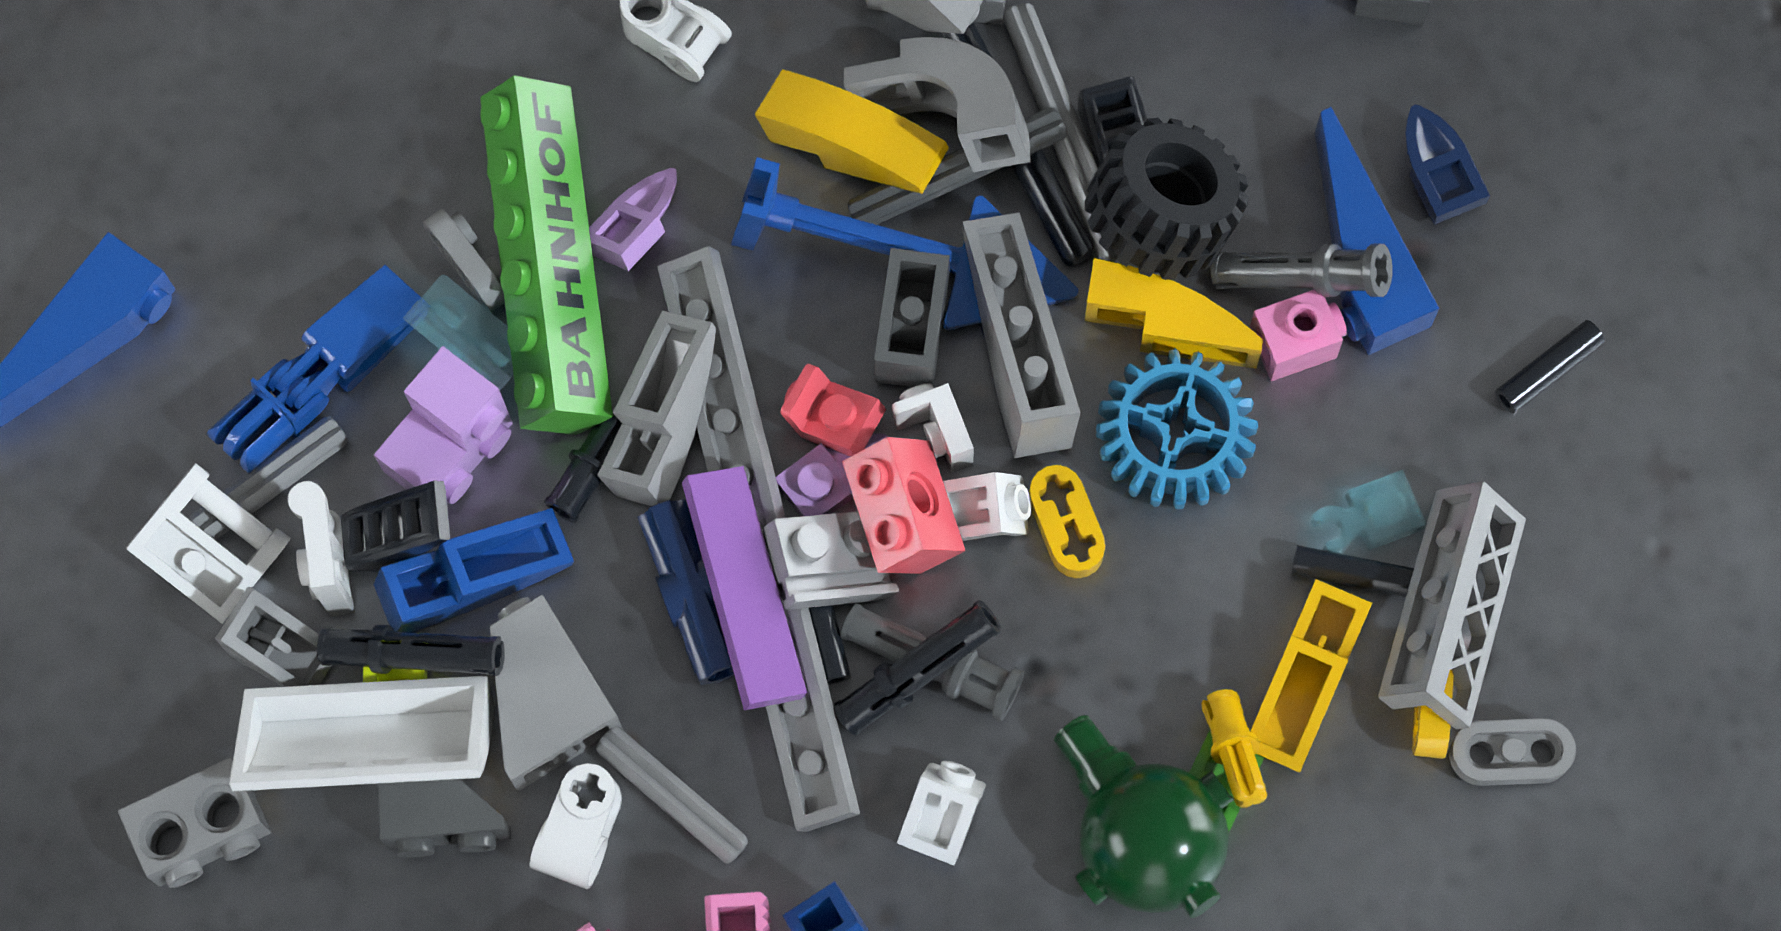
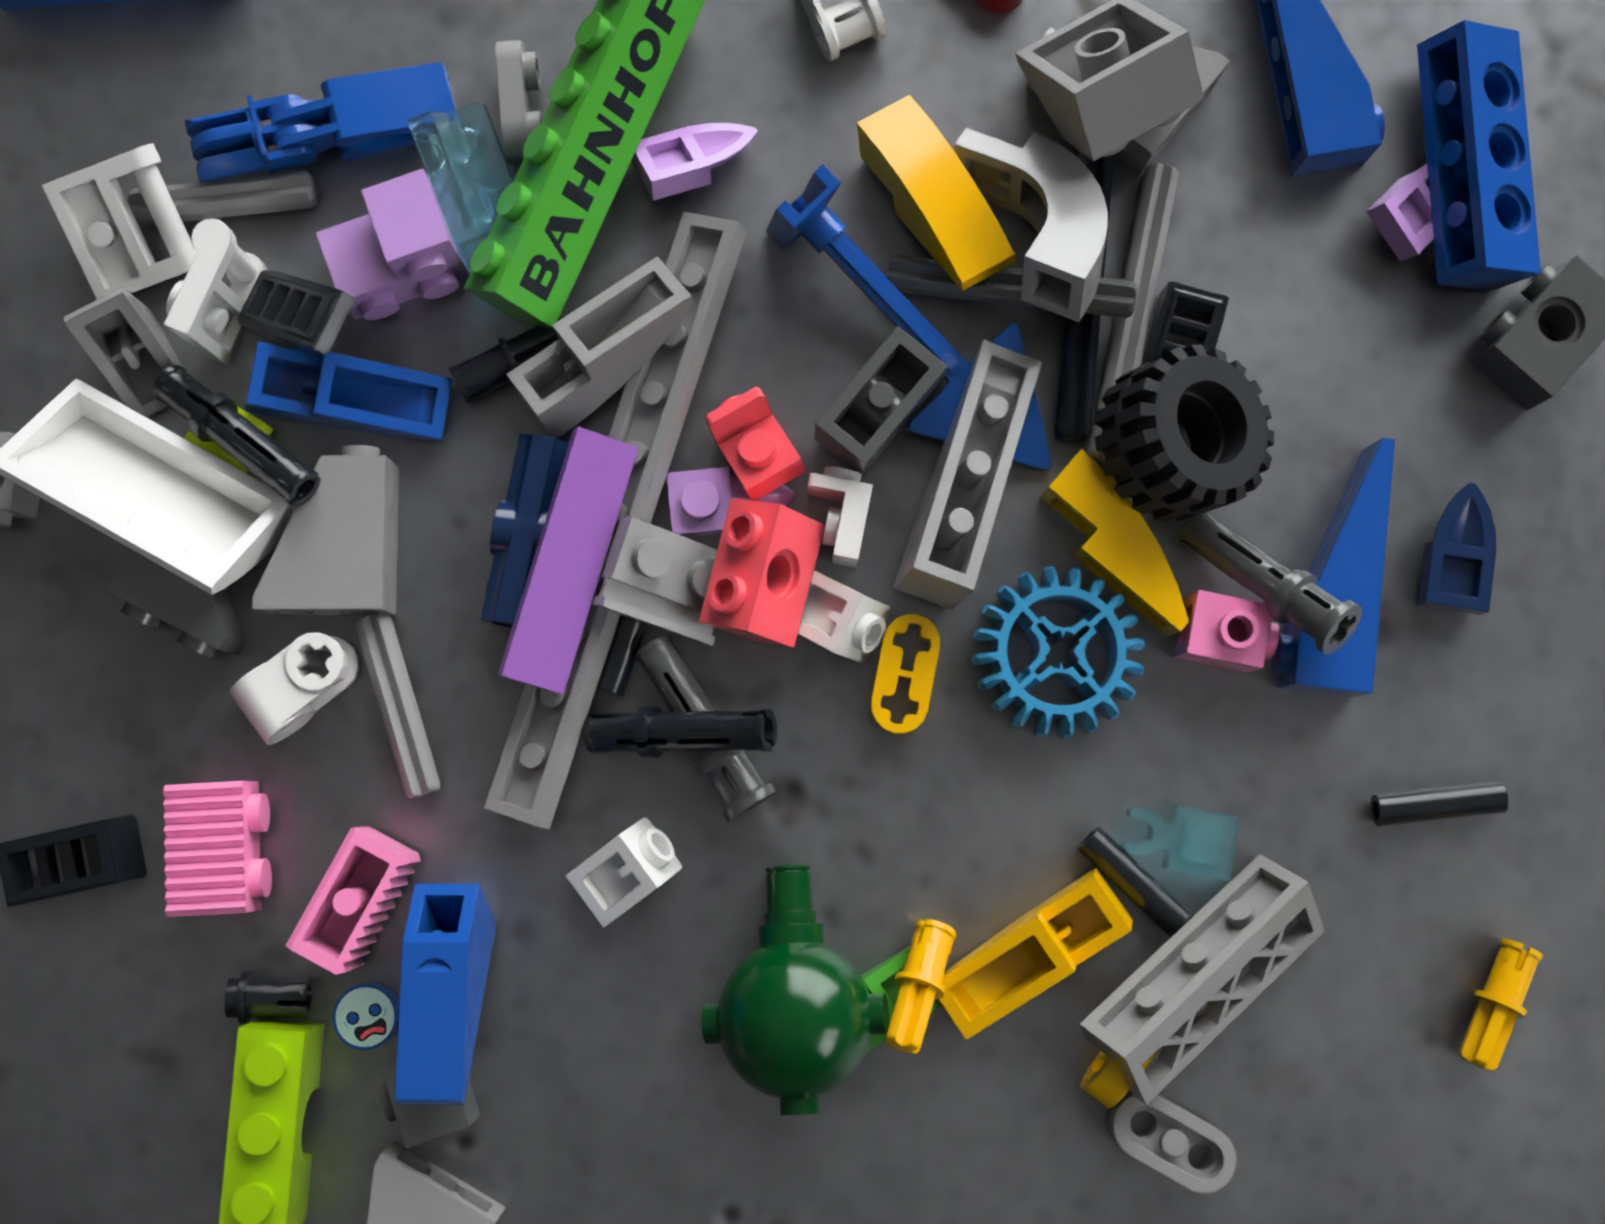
camera: 25 degrees right, 10 degrees up
(1695, 490) = (1499, 1004): none -> yellow axle

